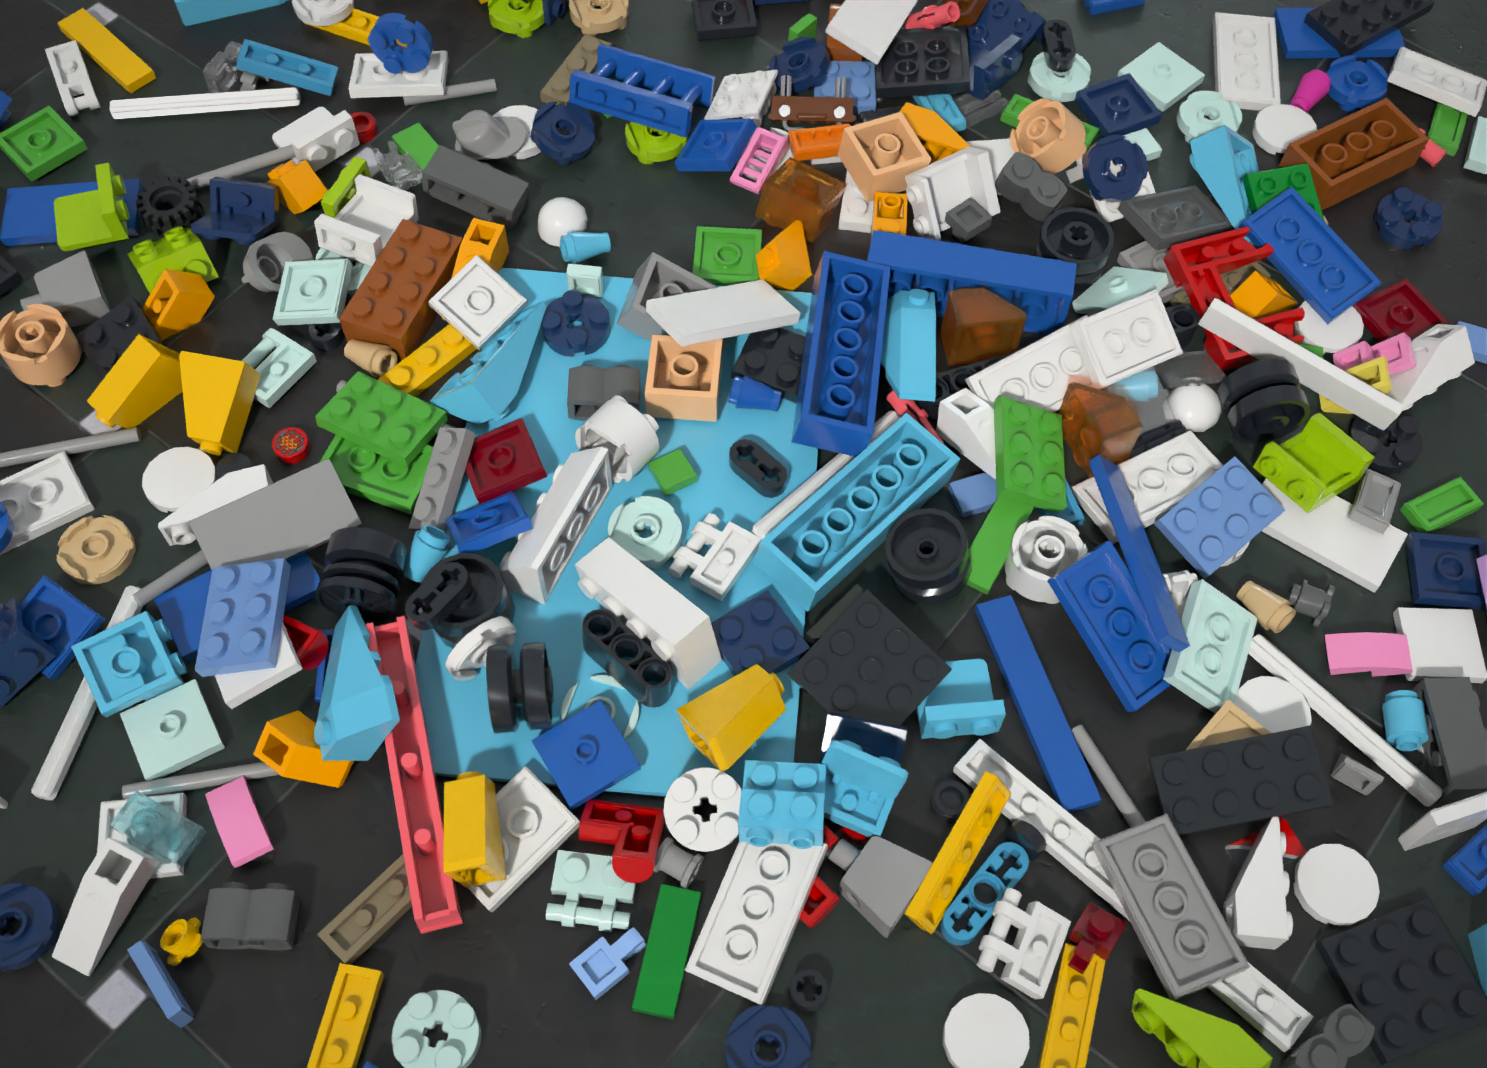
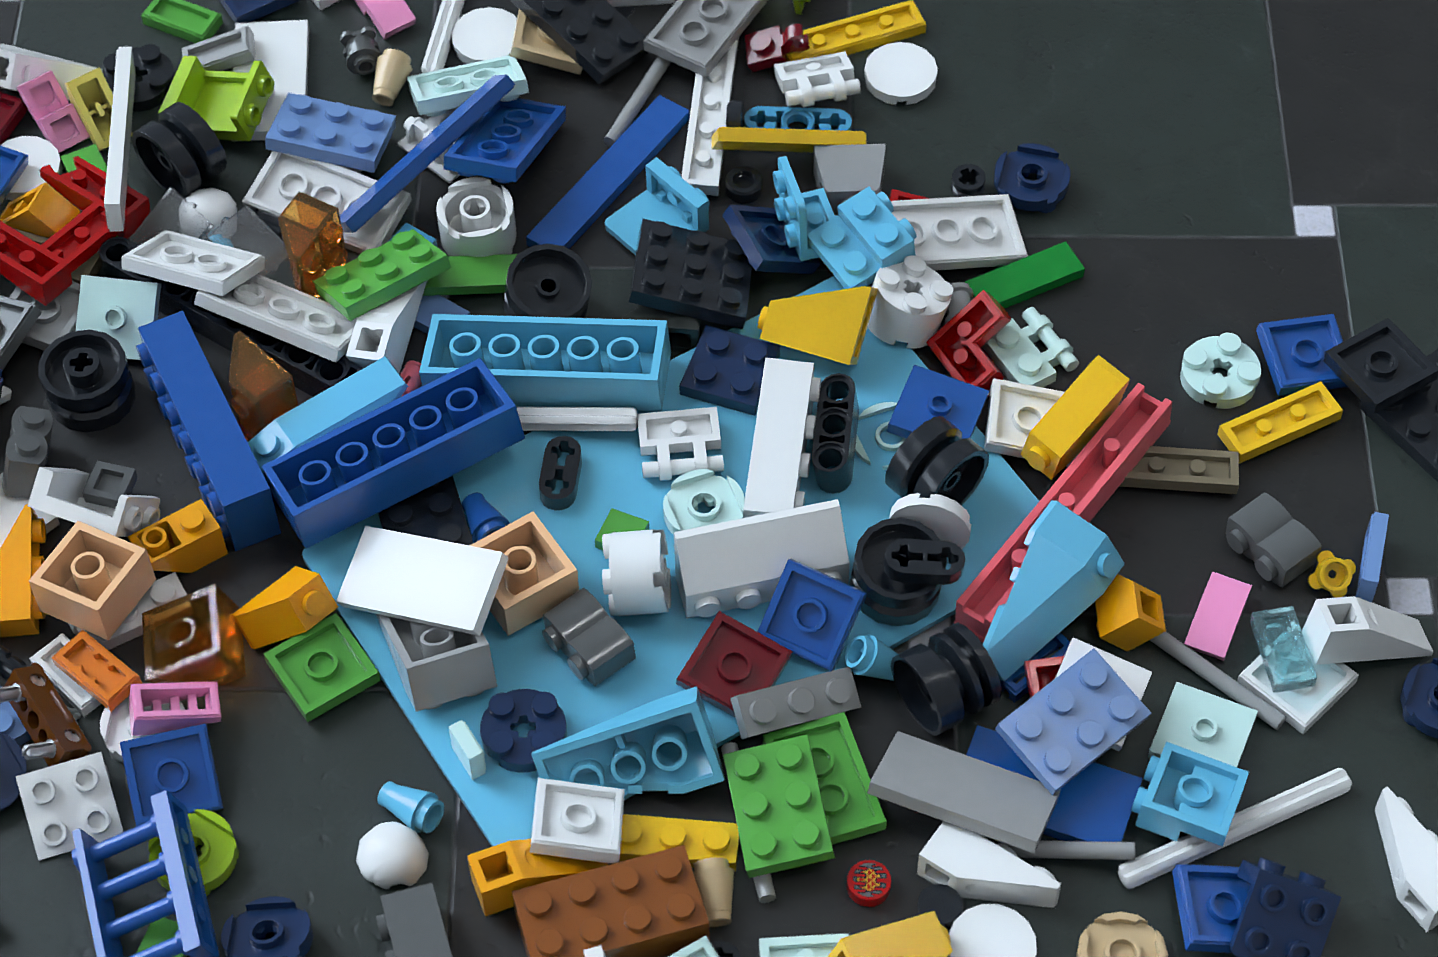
camera: 125 degrees left, 5 degrees down
(603, 965) = (1073, 302): light blue plate -> none

